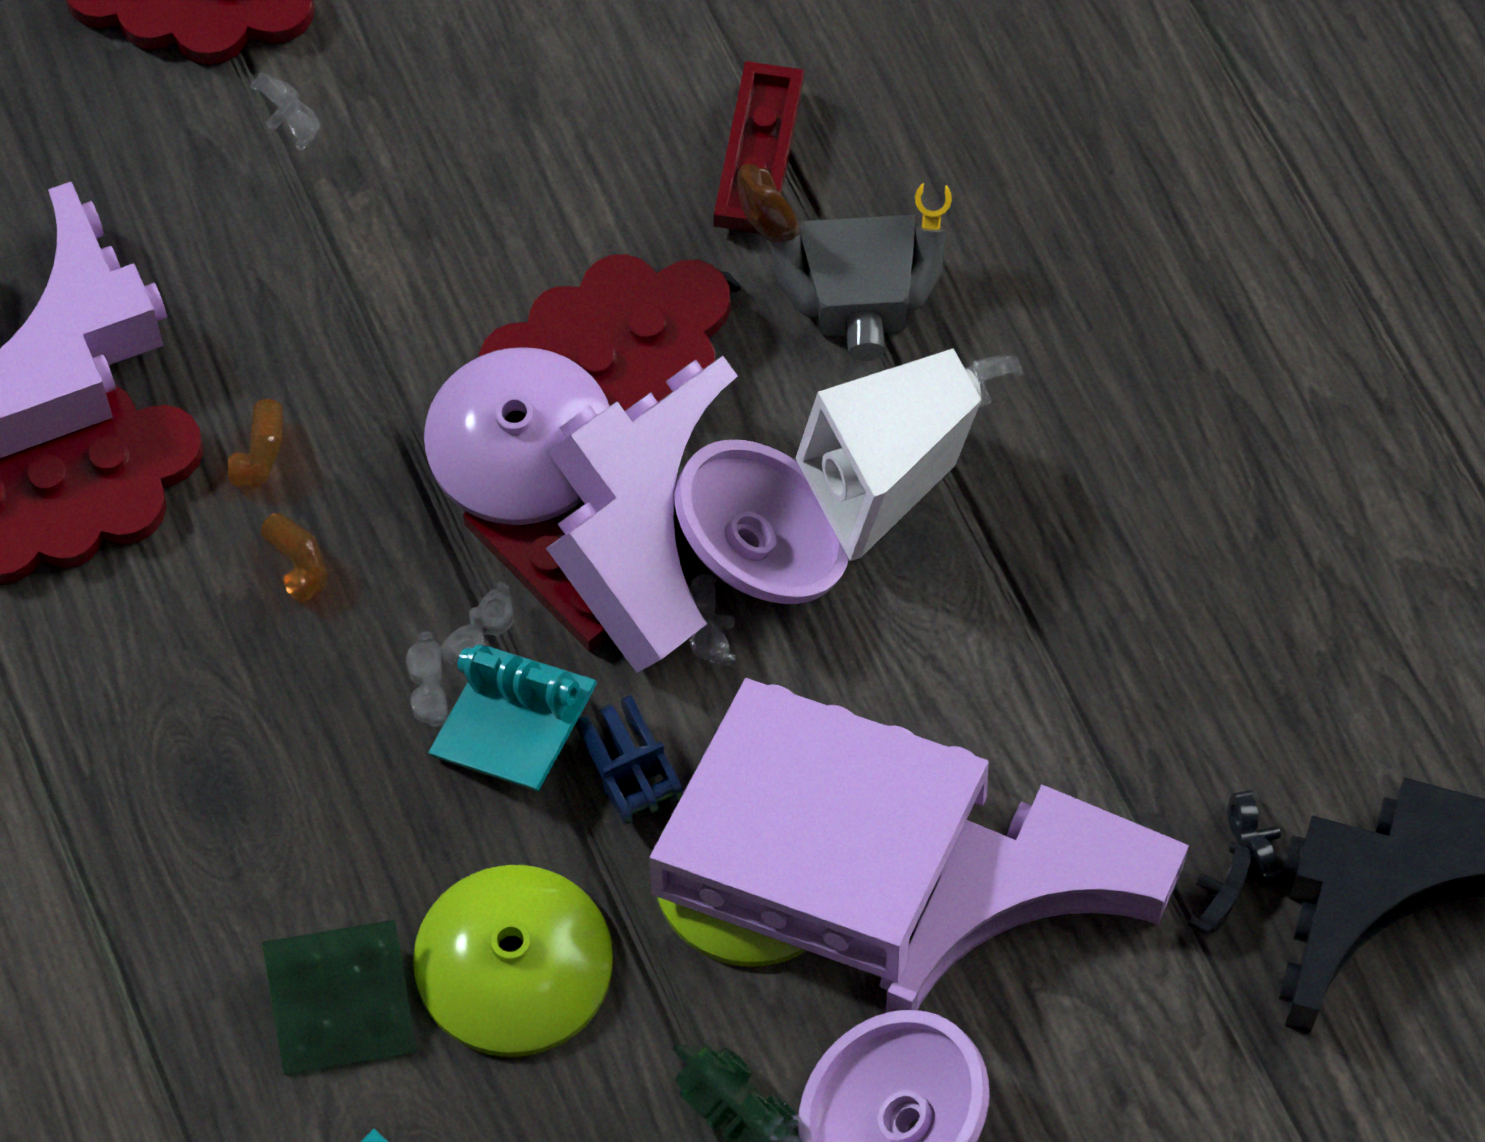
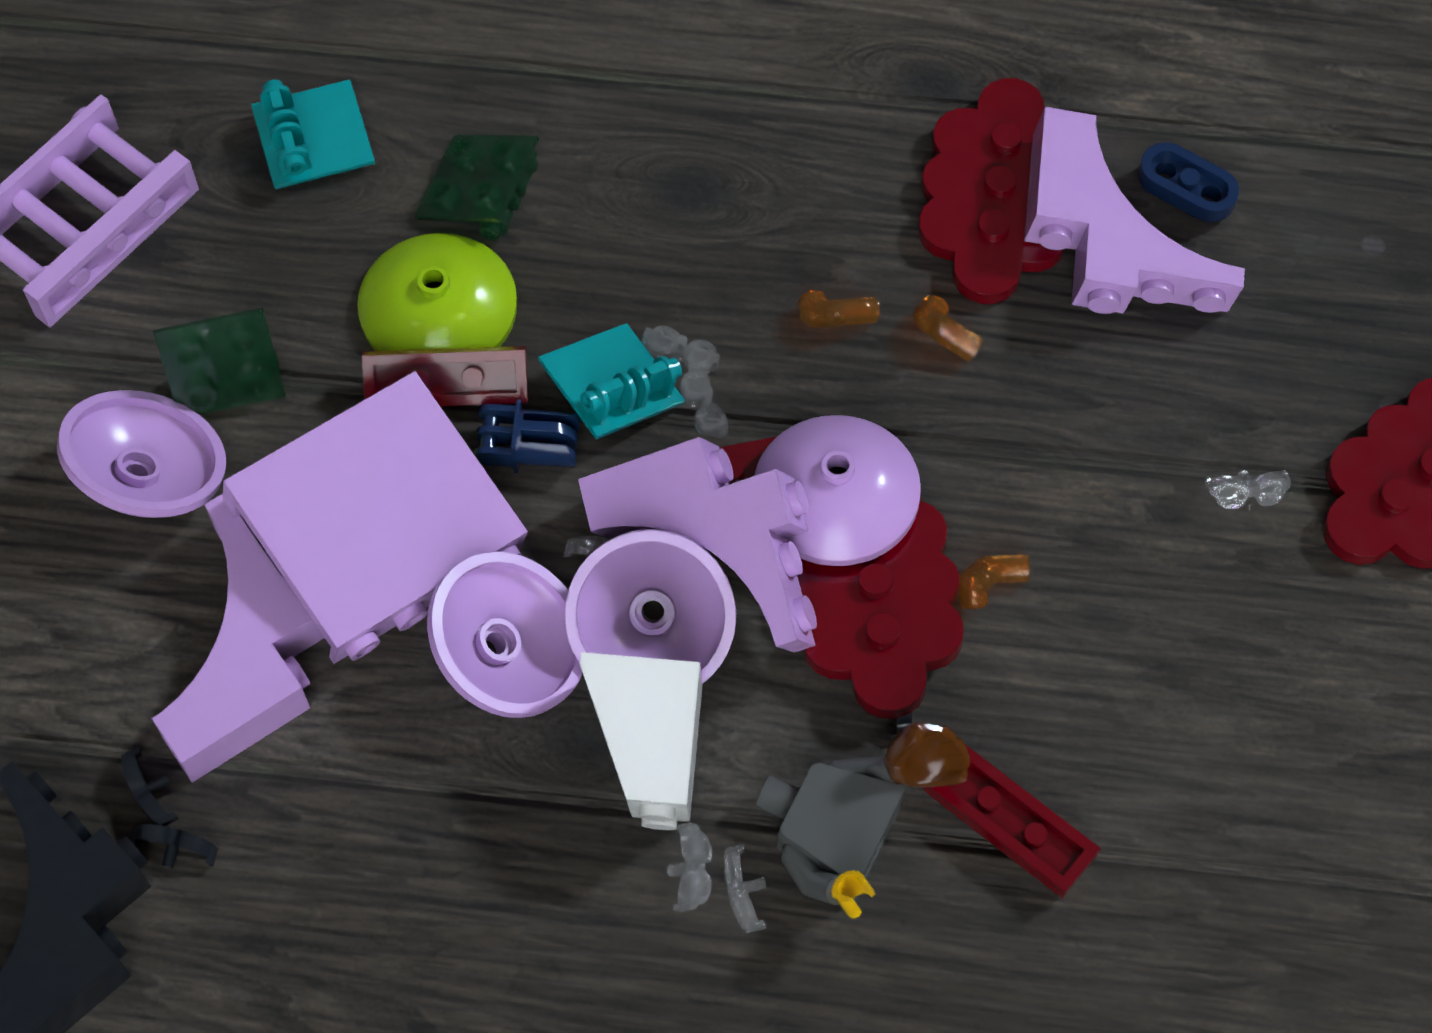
camera: 120 degrees right, 0 degrees up
(517, 282) = (986, 573): none -> clear orange arm
(607, 880) = (454, 374): none -> plate
(865, 637) = (518, 611): none -> lavender dish
(965, 337) = (739, 890): none -> clear piece

